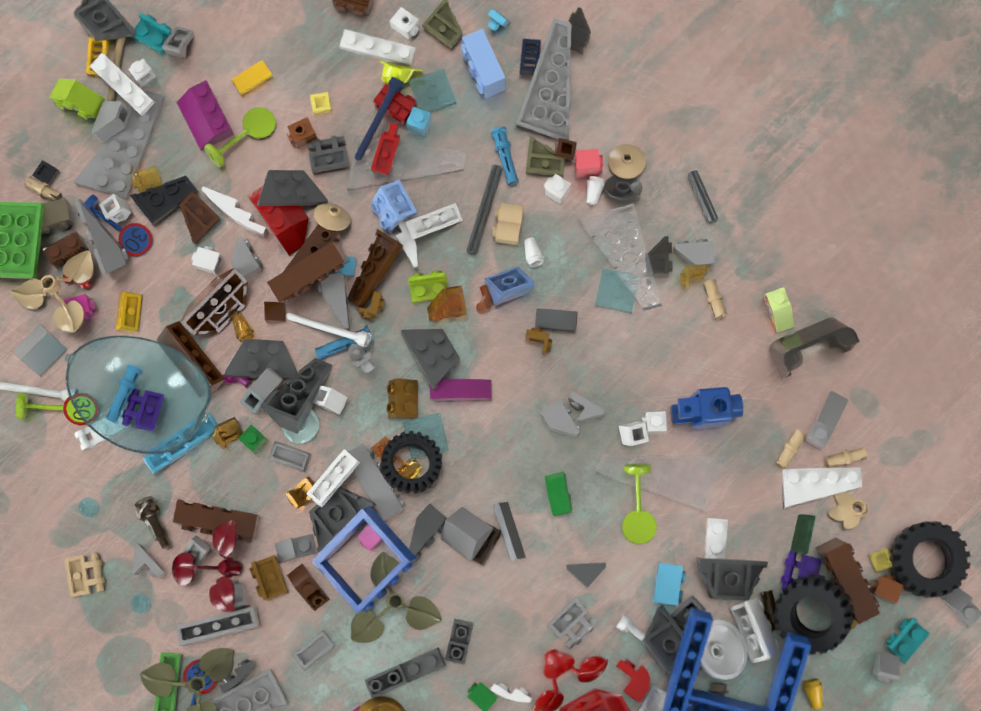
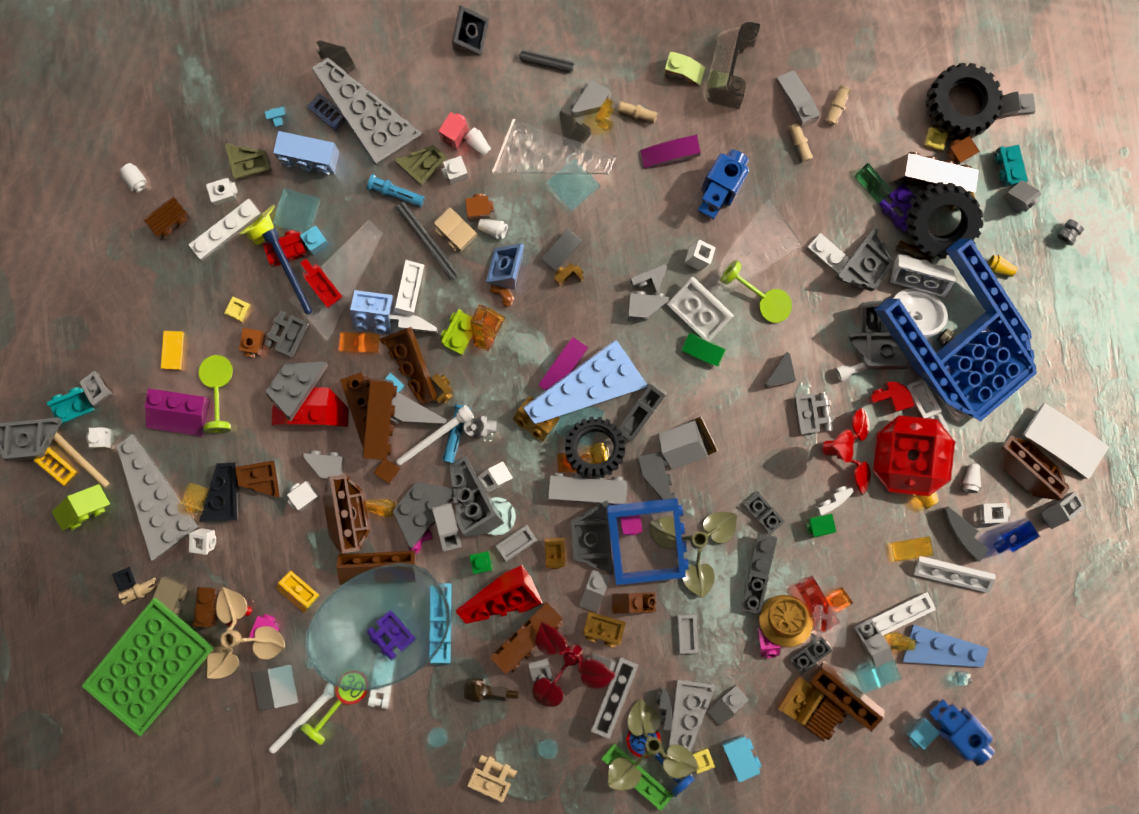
camera: 55 degrees left, 5 degrees up
(108, 250) = (233, 571): light grey wedge -> none
(110, 120) = (121, 492): light grey slope -> none
(122, 84) = (97, 461): white plate -> none
(127, 385) = (361, 634): dark azure pin -> none
(133, 237) = (237, 544): blue piece -> none
(143, 559) = (514, 720): light grey slope -> none
(227, 431) = (459, 579): pearl gold bracket -> none
(230, 208) = (271, 446): white slope -> none
(241, 477) = (506, 594): none -> red wedge
(331, 216) = (342, 368): tan dish -> none
(333, 478) = (562, 519): white plate -> none
(362, 215) = (359, 342): none -> clear orange slope
(432, 352) = (516, 367): dark grey wing -> none
(469, 424) = (594, 381): none -> light blue wing
(470, 480) = (642, 411): none -> dark grey slope
(509, 531) = (705, 410): dark grey tile -> none
(541, 229) = (479, 207): none -> dark orange brick
(565, 148) = (426, 139): reddish brown slope -> none
(589, 466) = (700, 309): none -> white tile
(623, 168) = (477, 105): tan dish -> none
(623, 188) = (493, 117): dark grey dish -> none
(655, 422) = (703, 231): white brick -> none
(668, 584) = (838, 316): medium azure brick -> none
(678, 118) = (469, 31): none -> black slope
(702, 348) = (670, 152): none -> magenta slope
(818, 483) = (840, 145): white wing -> none
(845, 510) = (877, 137): tan plate -> none

